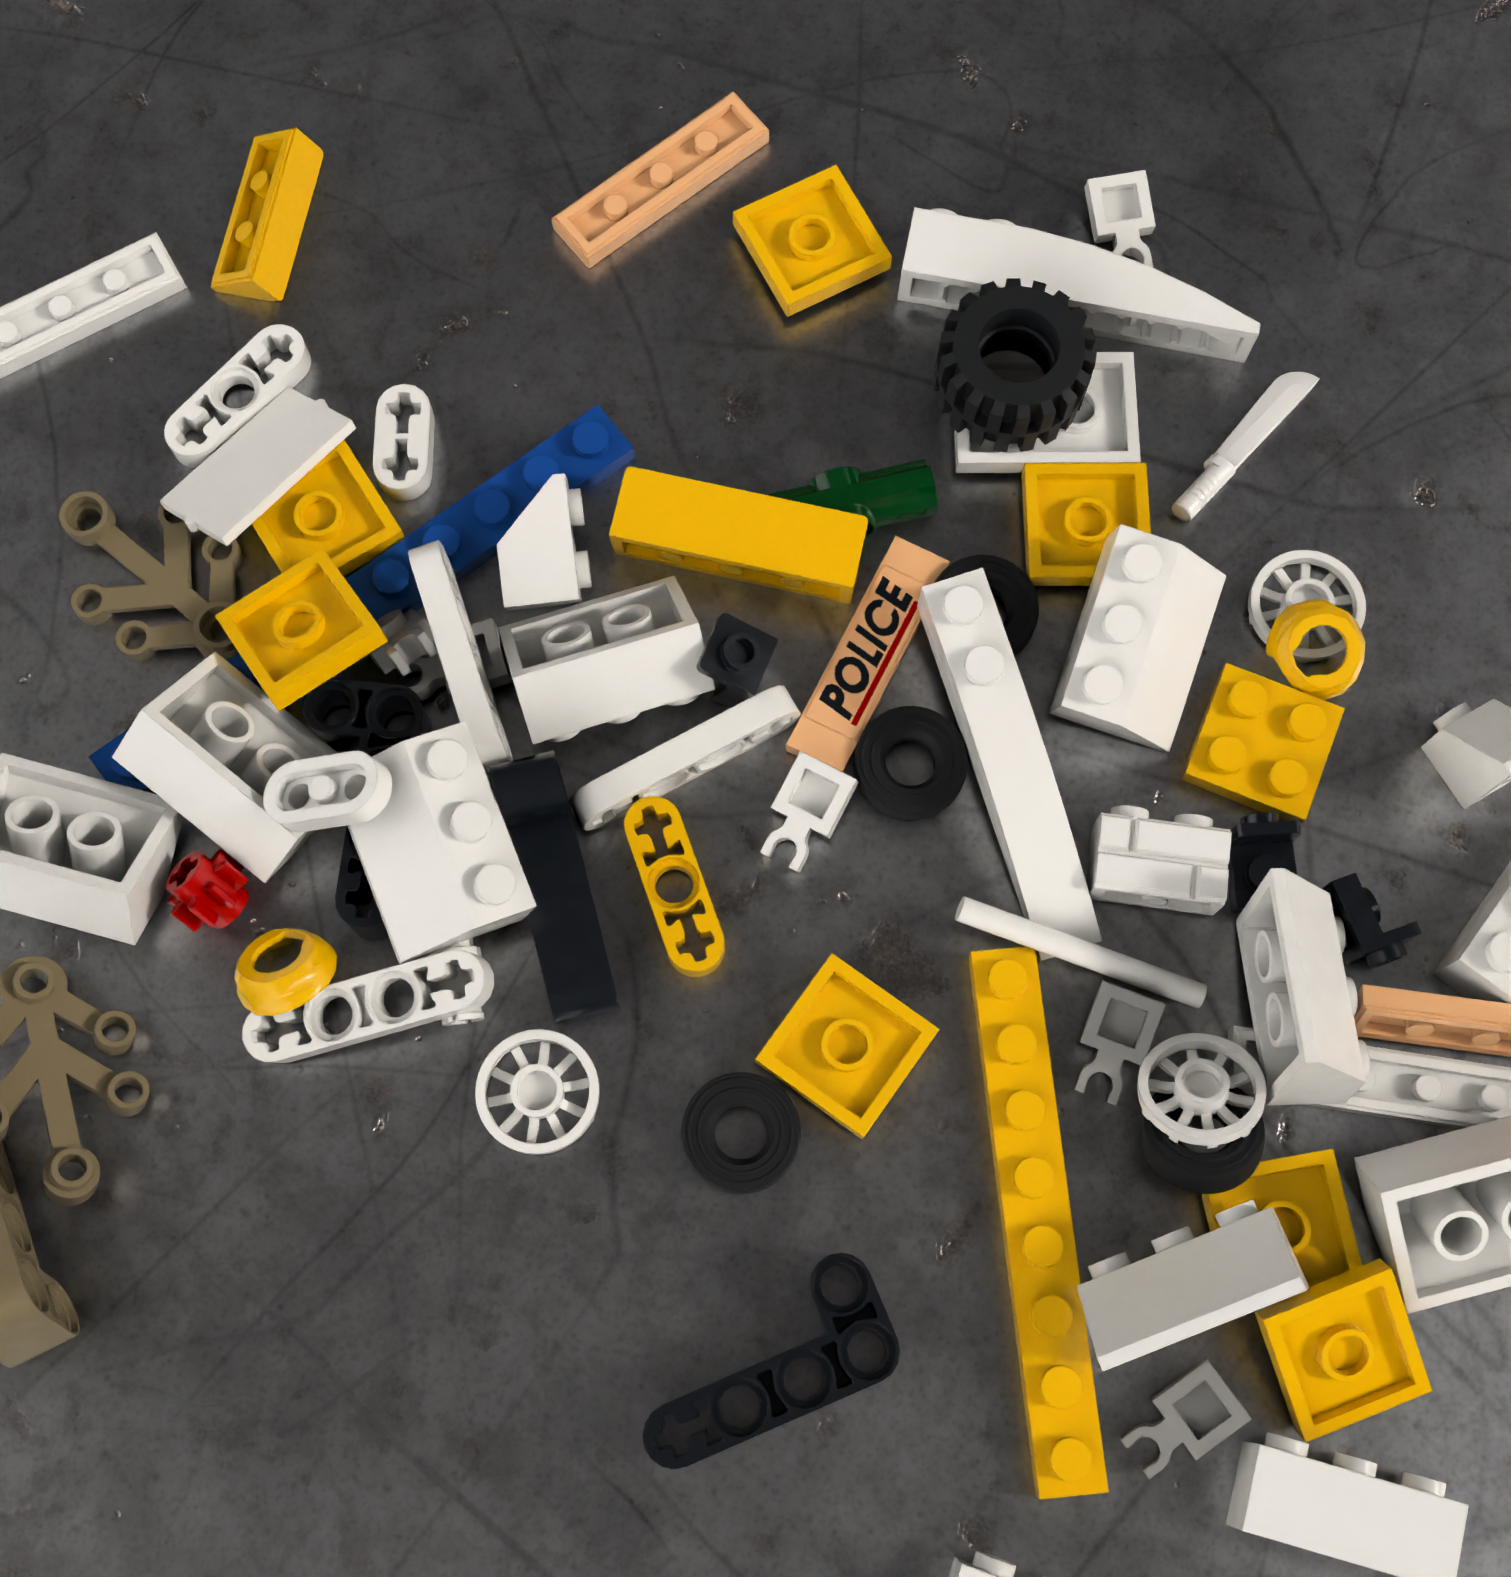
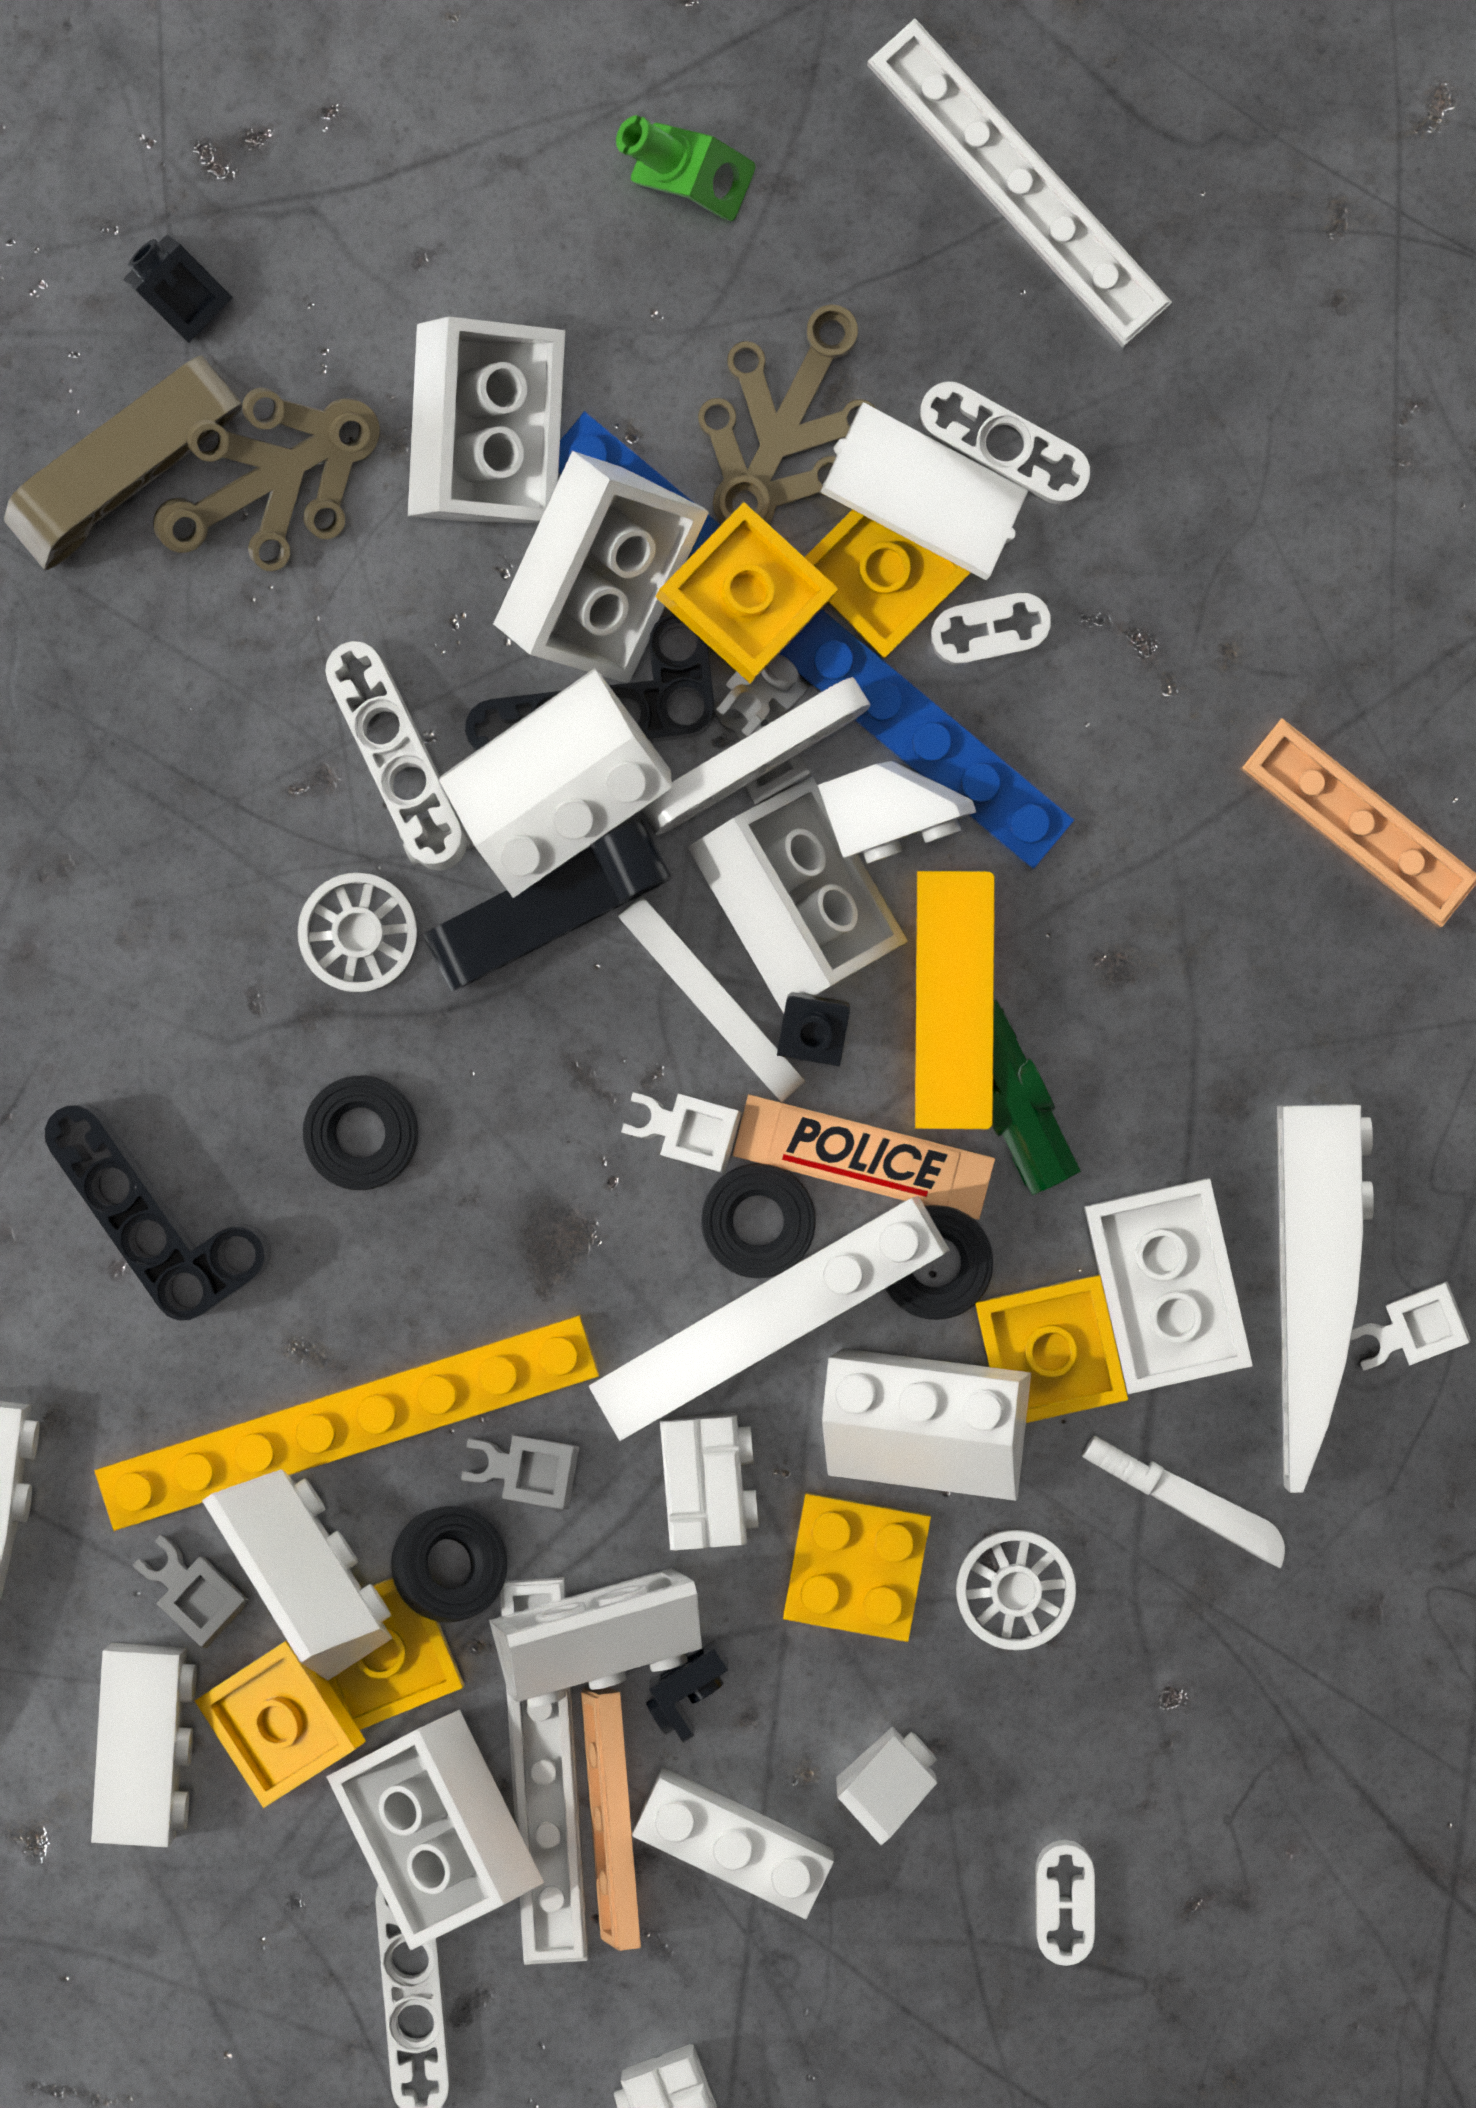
camera: 75 degrees right, 15 degrees up
(207, 890) = (474, 570): red gear -> none
(268, 216) = (1223, 411): yellow slope -> none
(290, 987) = (396, 682): yellow piece -> none
(341, 789) = (573, 680): white plate -> none
(674, 837) = (534, 1028): yellow beam -> none
(811, 240) = (1316, 1001): yellow plate -> none
(846, 1046) = (462, 1215): yellow plate -> none
(1021, 322) = (1244, 1254): black tyre -> none
(1081, 952) = (600, 1421): white bar -> none
(1201, 1089) = (488, 1555): white wheel -> none
(1256, 847) = (731, 1582): black bracket -> none
(1288, 633) = (991, 1590): yellow piece -> none

